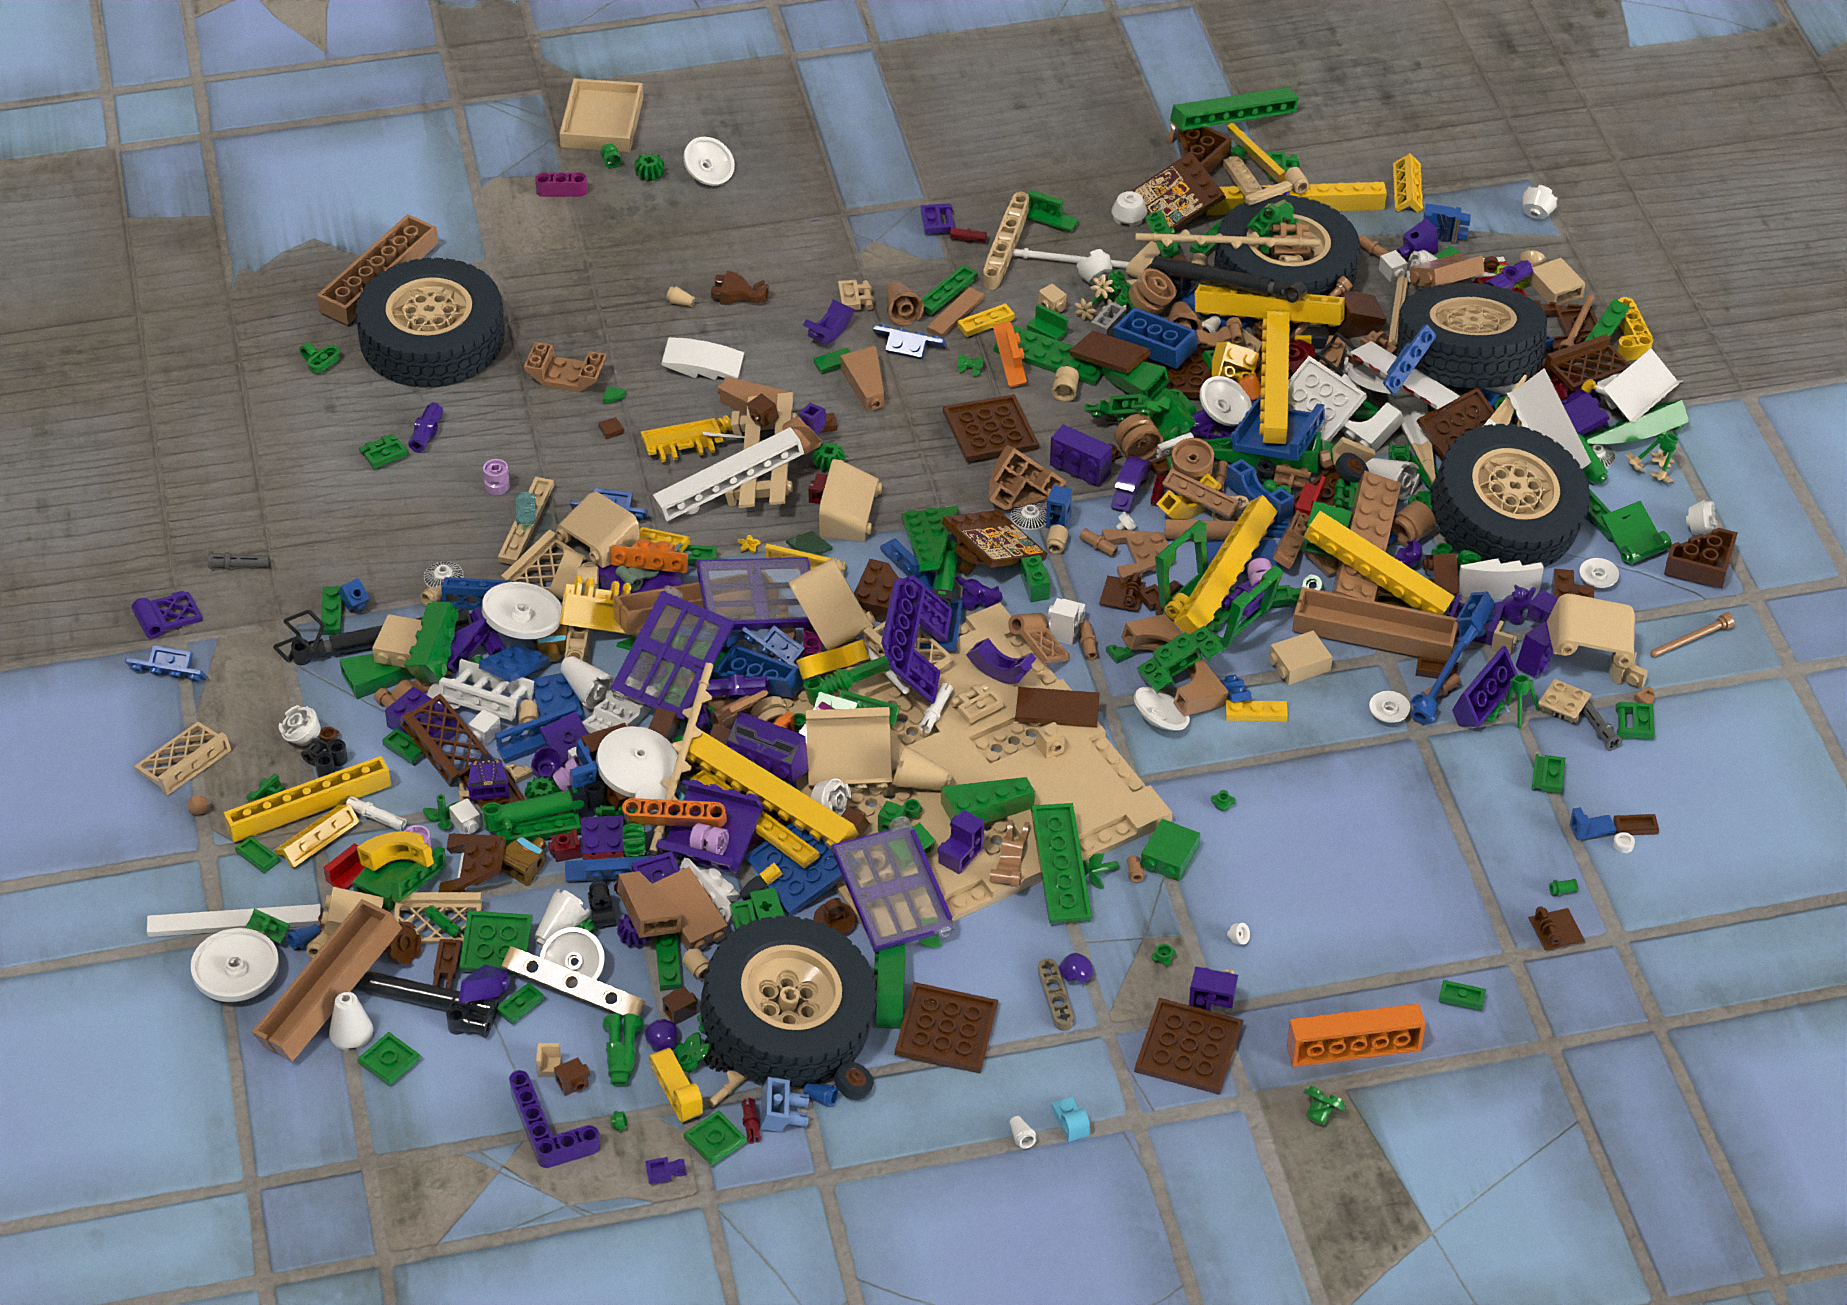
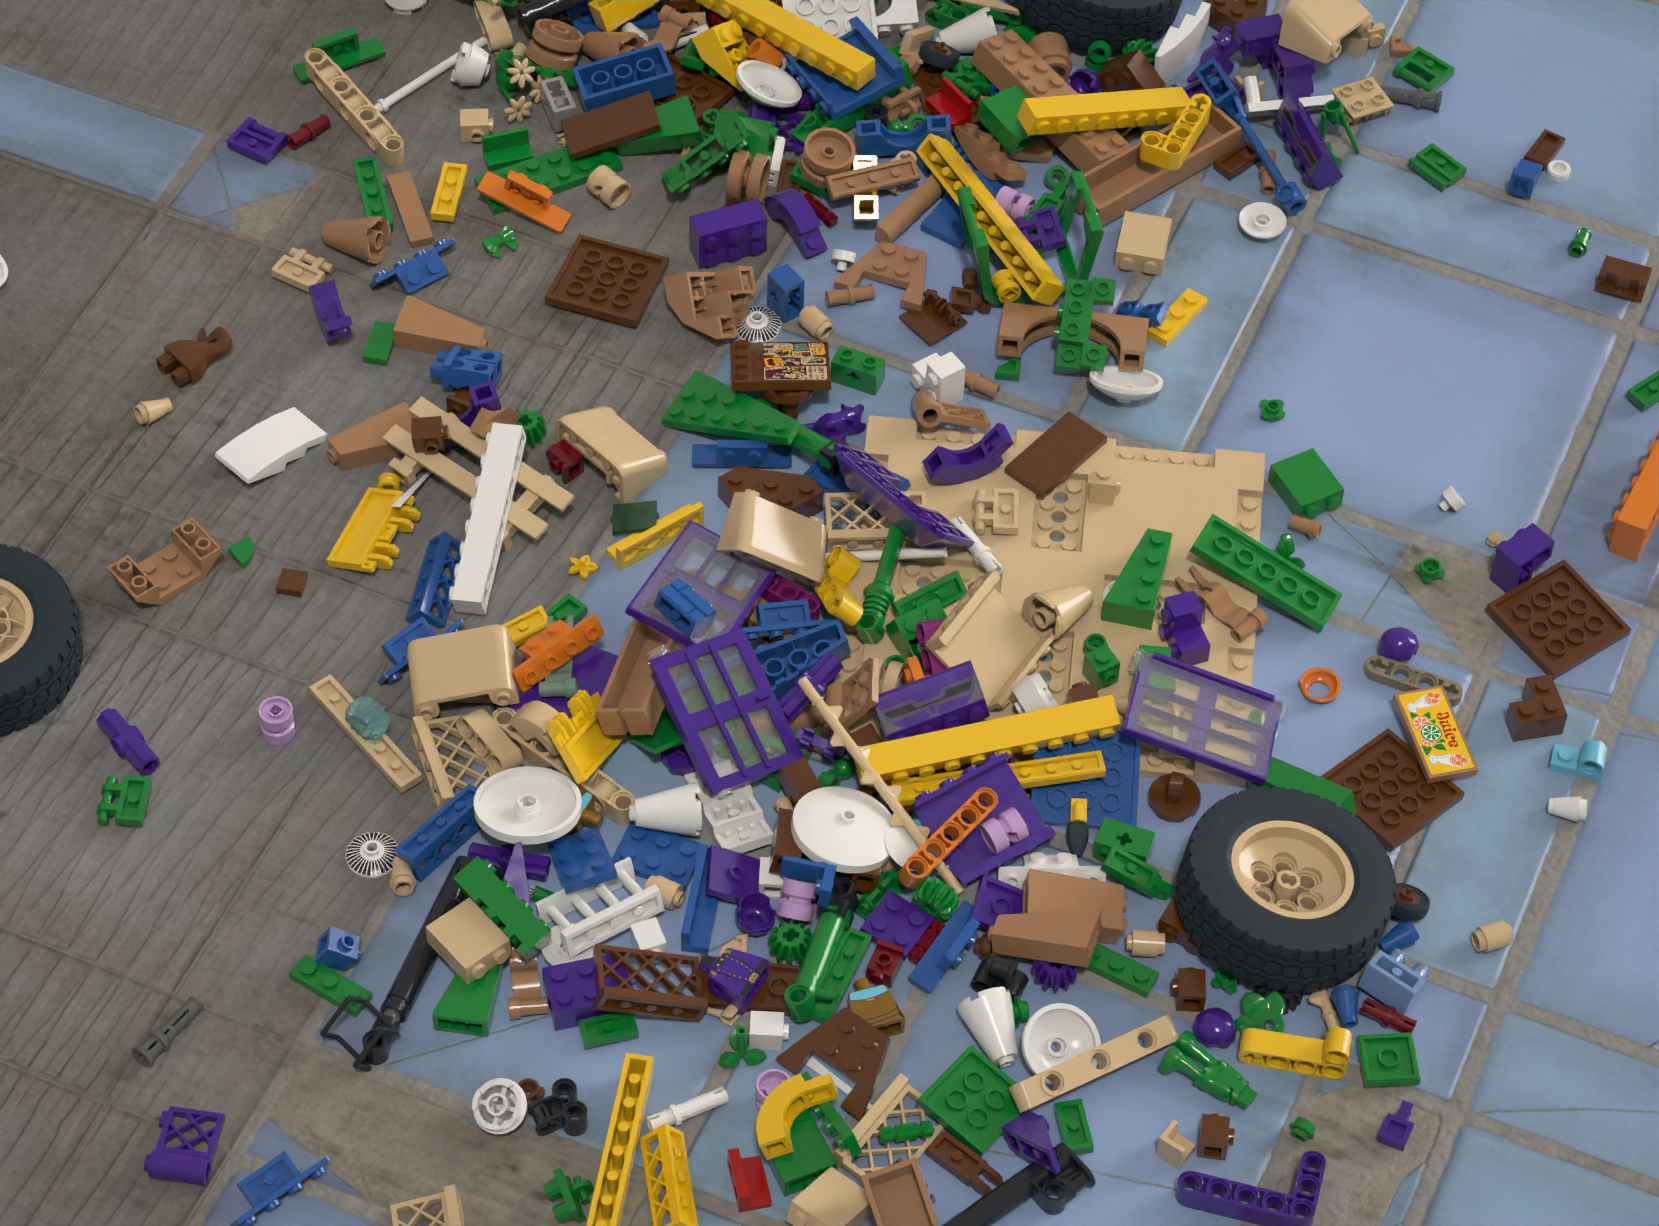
camera: 55 degrees left, 5 degrees up
(657, 485) = (430, 576): none -> blue fence
(722, 585) = (685, 608): none -> blue brick
(742, 1090) = (1346, 1003): none -> blue cone
(847, 406) = (466, 367): none -> blue hips
(868, 1142) = (1491, 936): none -> tan brick
(1002, 938) = (1322, 676): none -> orange piece
(1012, 1024) = (1435, 734): none -> tile
(1087, 1074) = (1539, 712): none -> reddish brown brick
(1403, 617) = (1172, 150): none -> yellow beam
(1444, 542) = (1099, 57): none -> green plate
(1486, 646) = (1256, 107): none -> white piece

